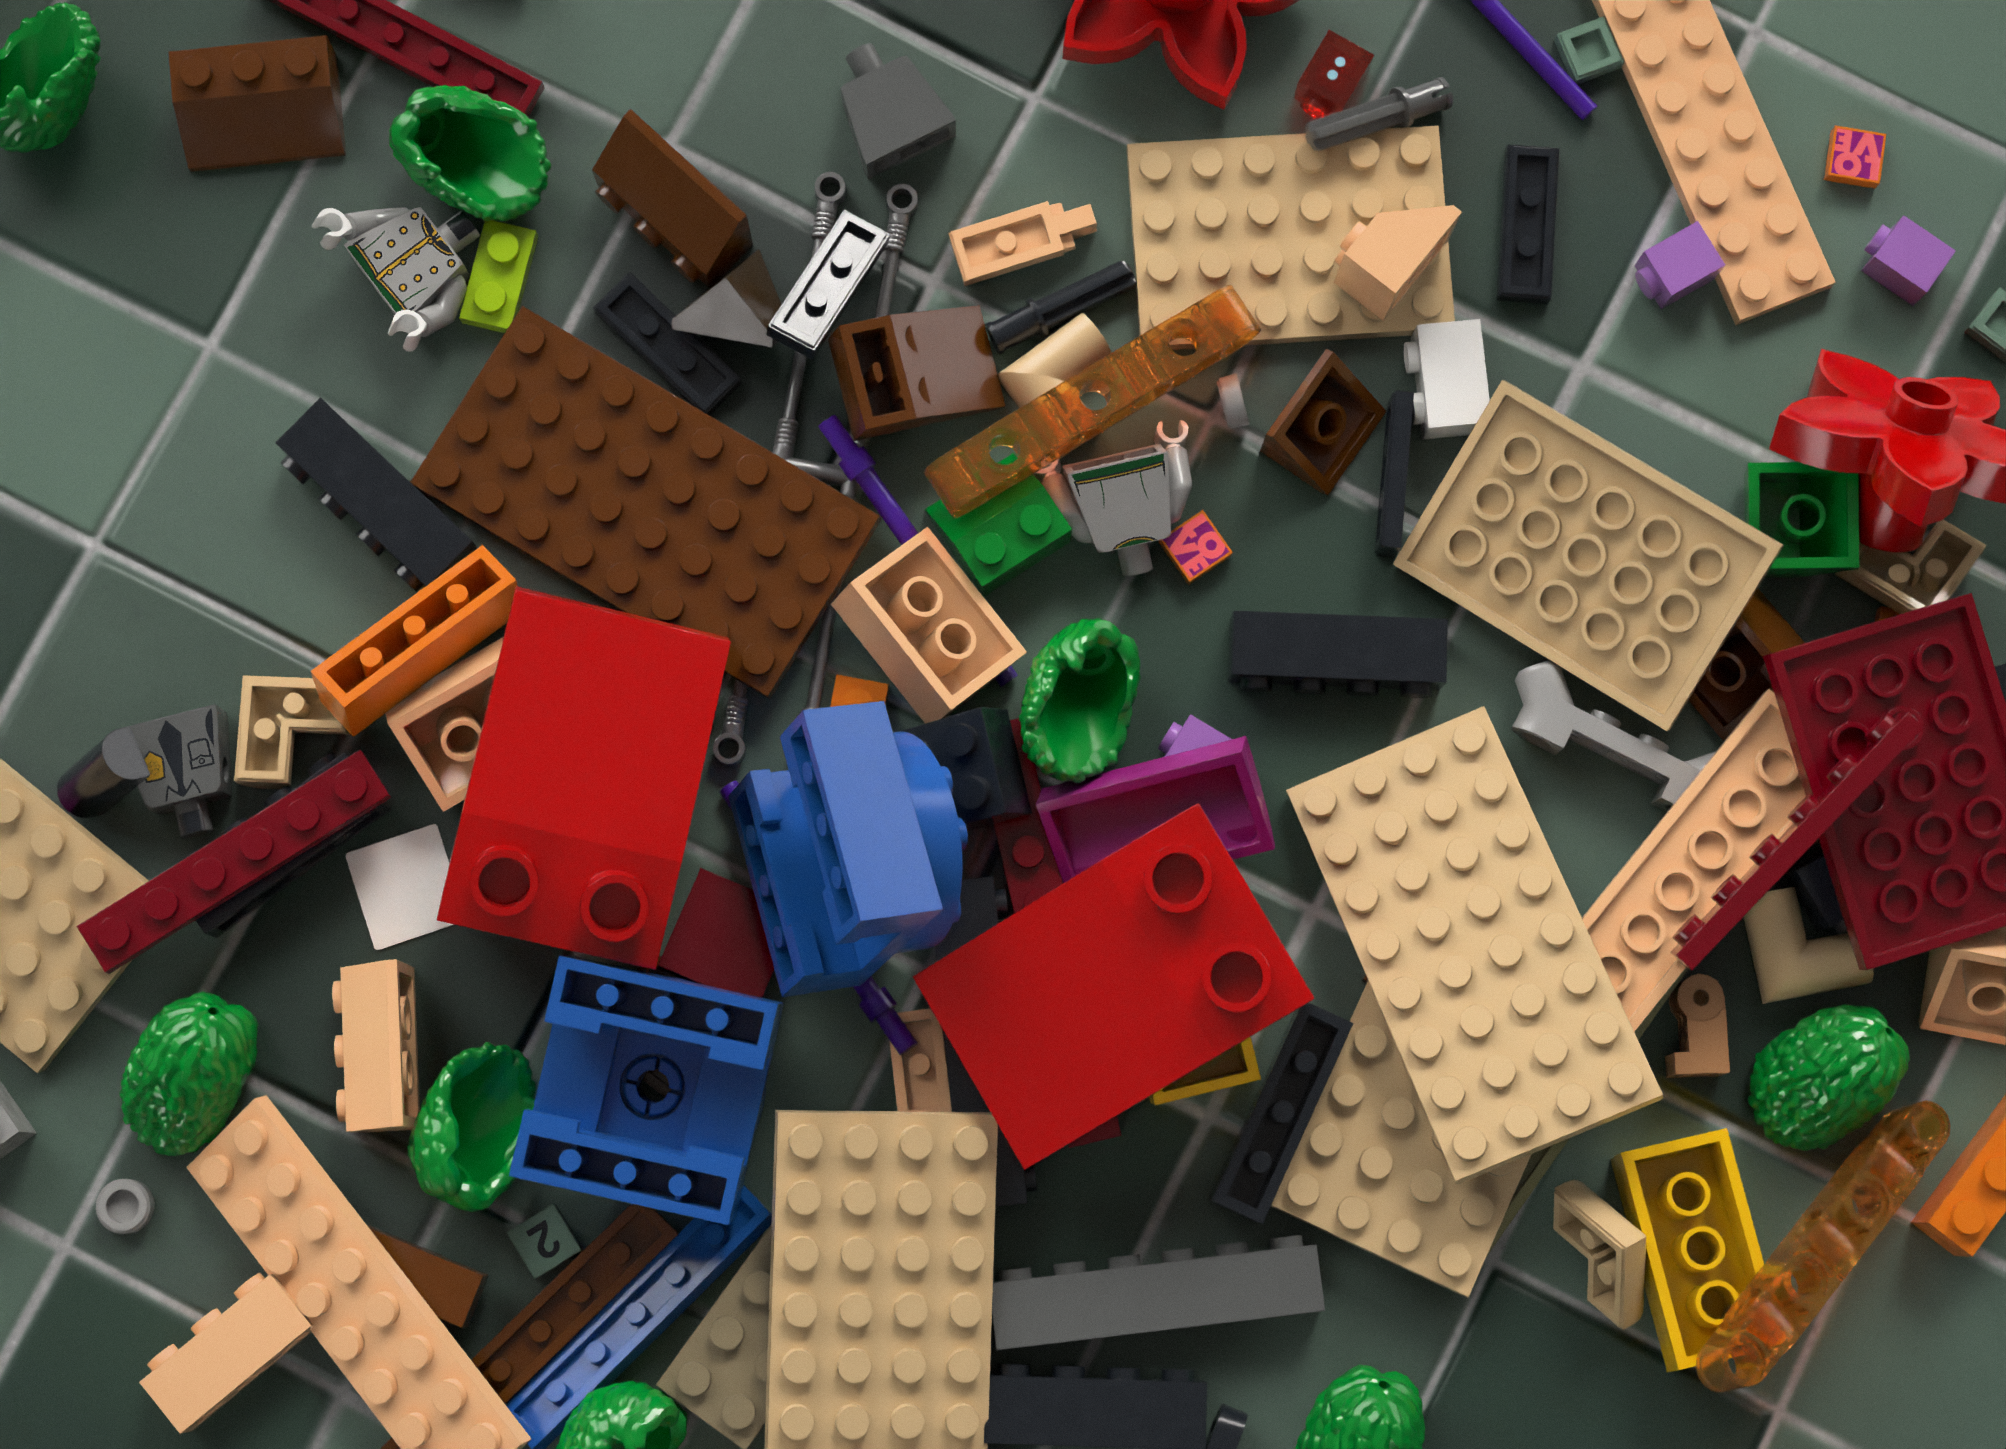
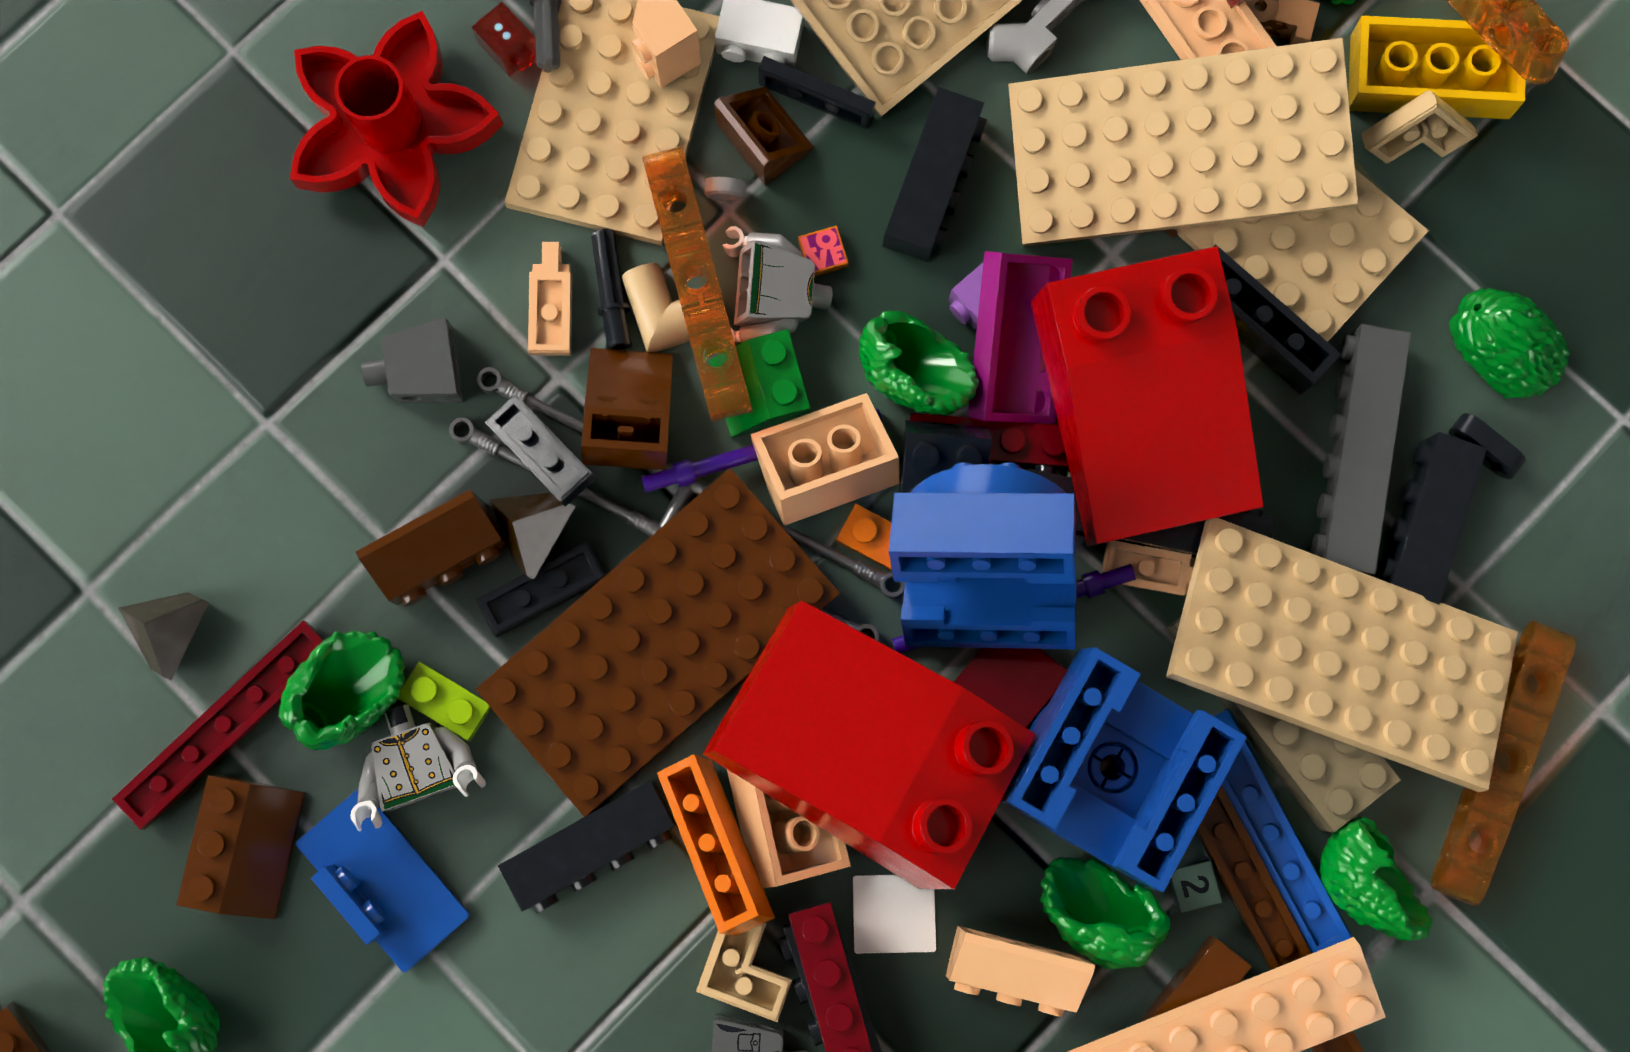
camera: 75 degrees left, 0 degrees up
(260, 276) = (381, 884): none -> blue bracket

